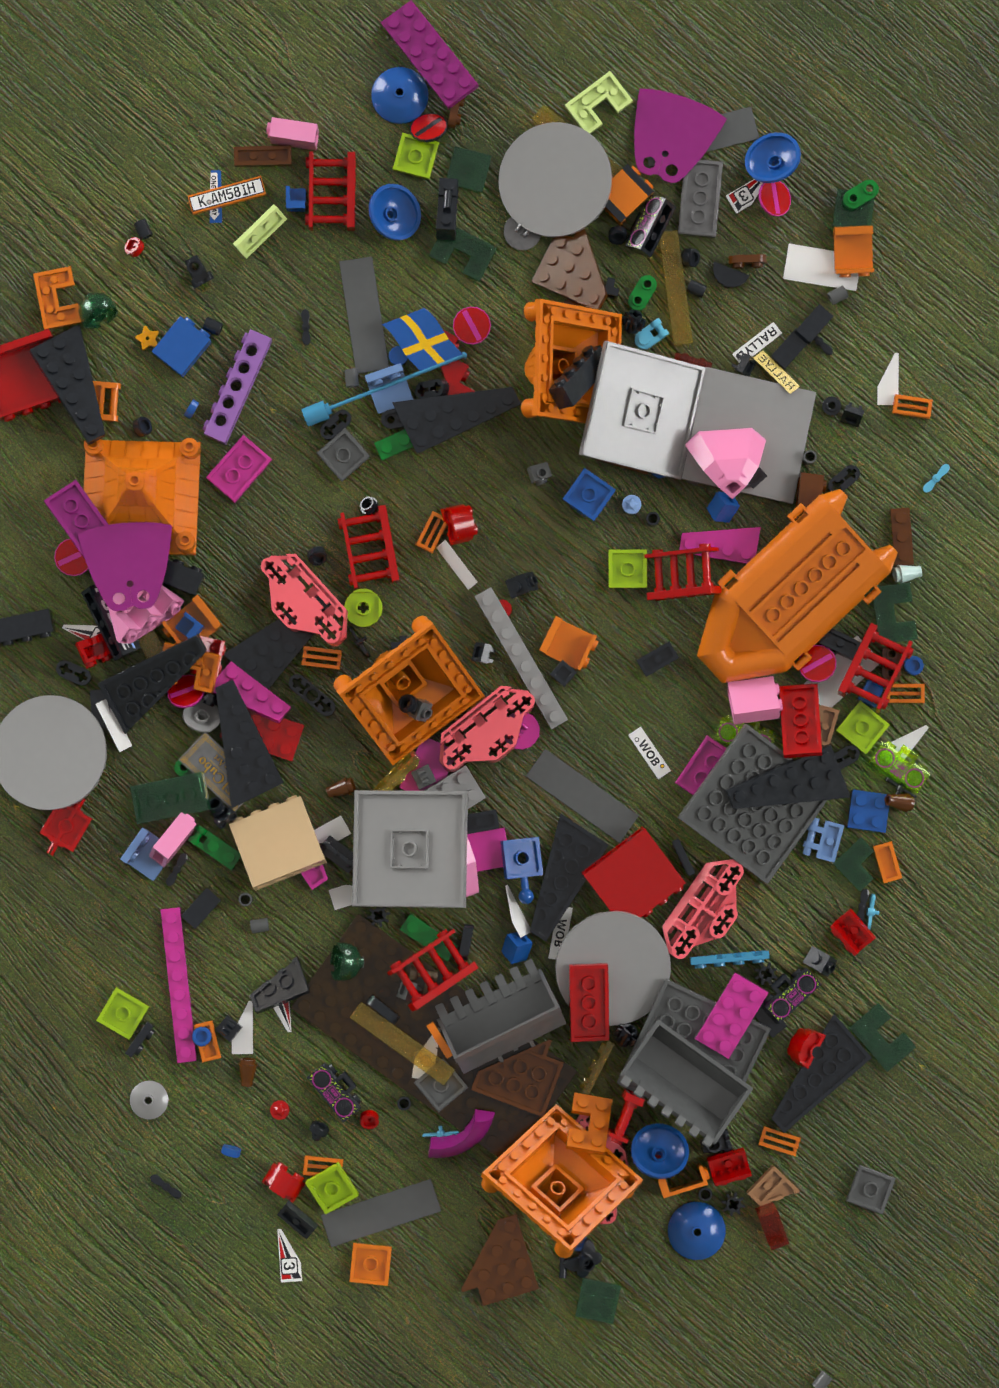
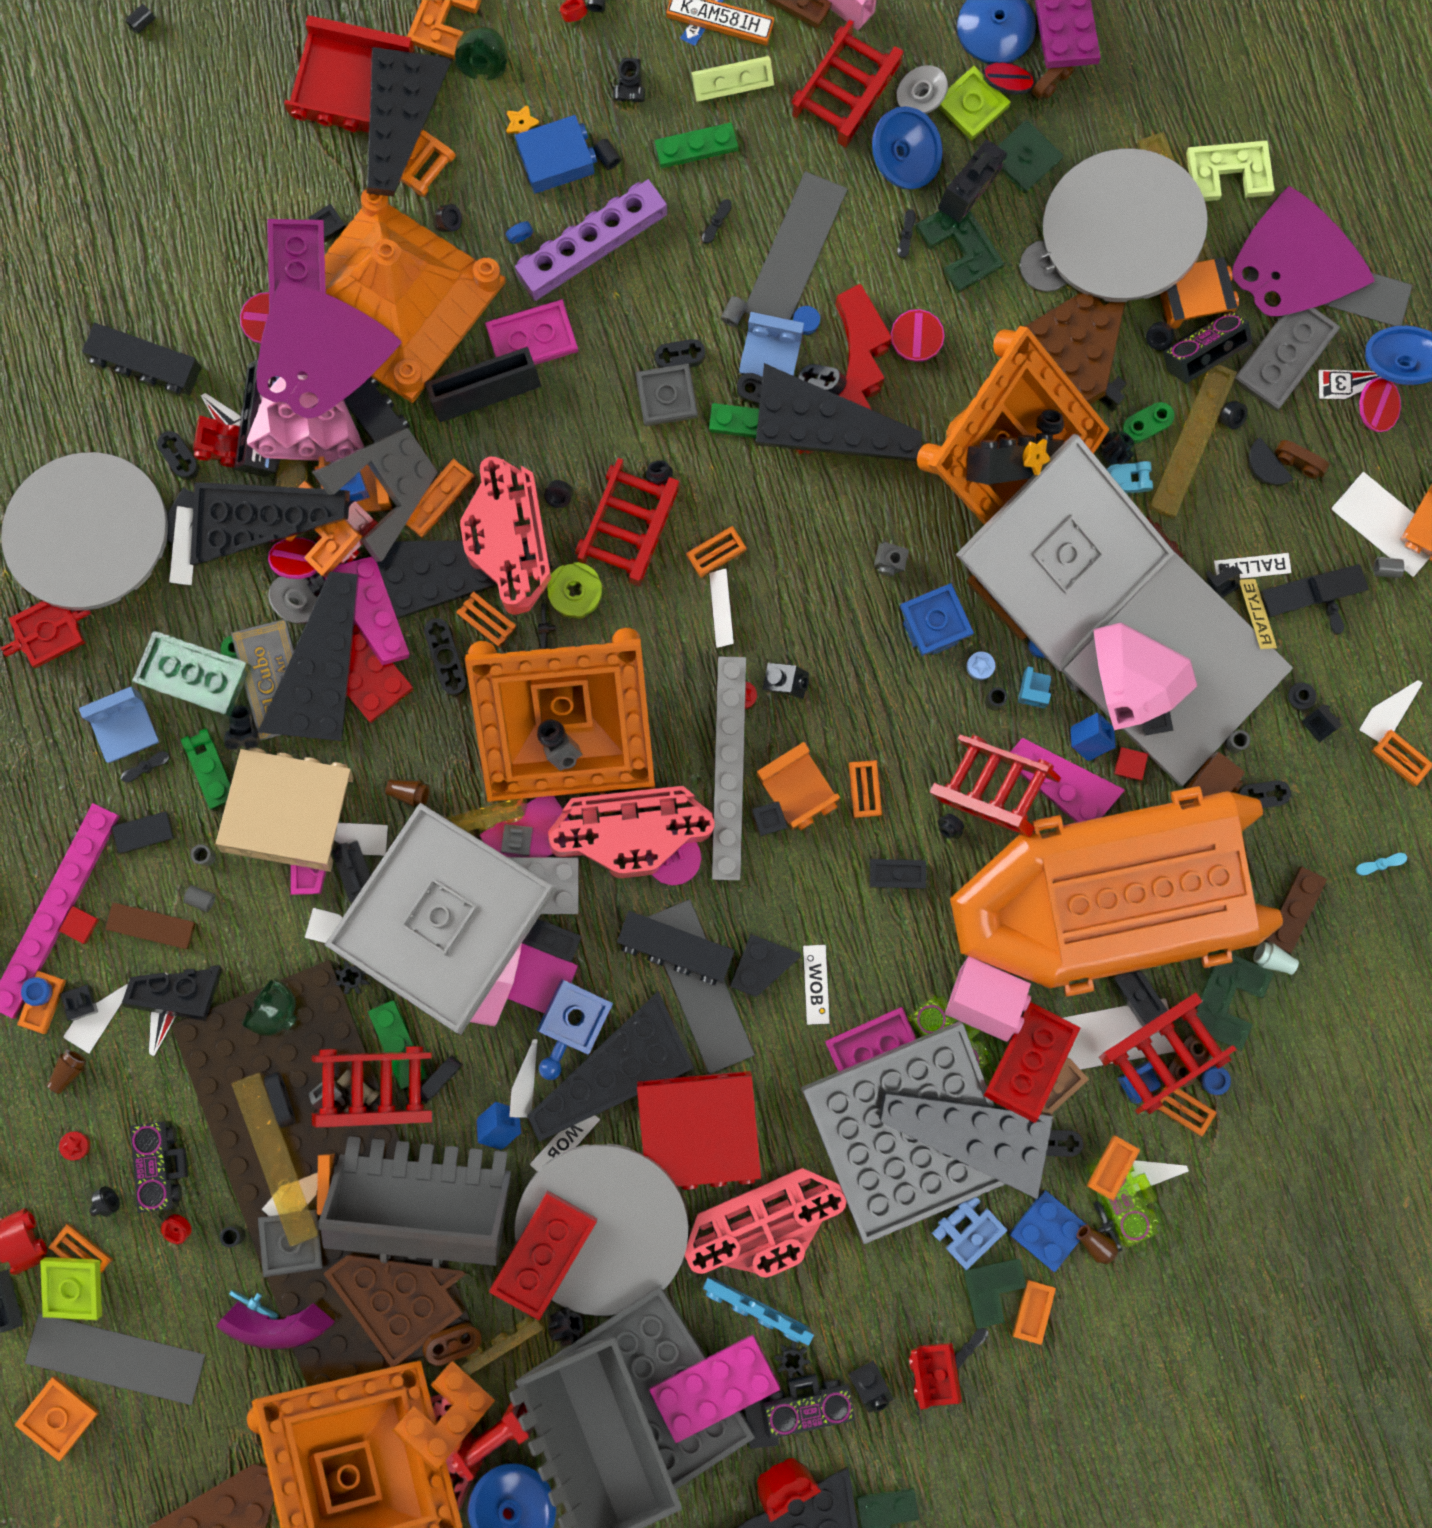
camera: 30 degrees right, 5 degrees down
(70, 473) = (332, 222): none -> black plate
(173, 839) = (159, 724): bright pink brick -> none
(198, 984) = (79, 925): none -> red tile
(217, 601) = (402, 472): none -> dark grey wing
(231, 517) = (483, 384): none -> black brick
(241, 959) = (150, 926): none -> reddish brown tile
(245, 602) = (439, 497): none -> orange tile
(263, 286) = (696, 145): none -> green plate
(295, 199) = (797, 69): blue panel -> none
(373, 167) = (919, 82): none -> light grey dish
(421, 342) = (844, 313): flag -> none
(425, 263) = (906, 234): none -> black piece
(460, 523) = (755, 560): red cylinder -> none
(481, 653) = (684, 732): black tile -> none
(555, 781) = (675, 947): none -> black brick
(567, 1084) = (451, 1346): none -> reddish brown plate
(585, 338) = (1050, 422): none -> black plate
(590, 369) = (1035, 456): none -> light orange plate
(611, 761) = (761, 965): none -> black wing
(617, 633) = (854, 793): none -> orange tile
(627, 569) = (928, 740): lime plate -> none
(671, 498) = (1034, 689): none -> dark azure panel
(671, 612) = (950, 826): none -> black plate
(682, 857) = (777, 1144): black tile -> none
(696, 288) = (1218, 456): black hinge -> none
(755, 509) = (1130, 764): none -> red tile
(821, 665) = (1098, 1008): red piece -> none
(862, 727) = (1104, 1115): lime plate -> none
(871, 911) = (975, 1362): medium azure piece -> none
(882, 752) = (1113, 1167): none -> orange tile

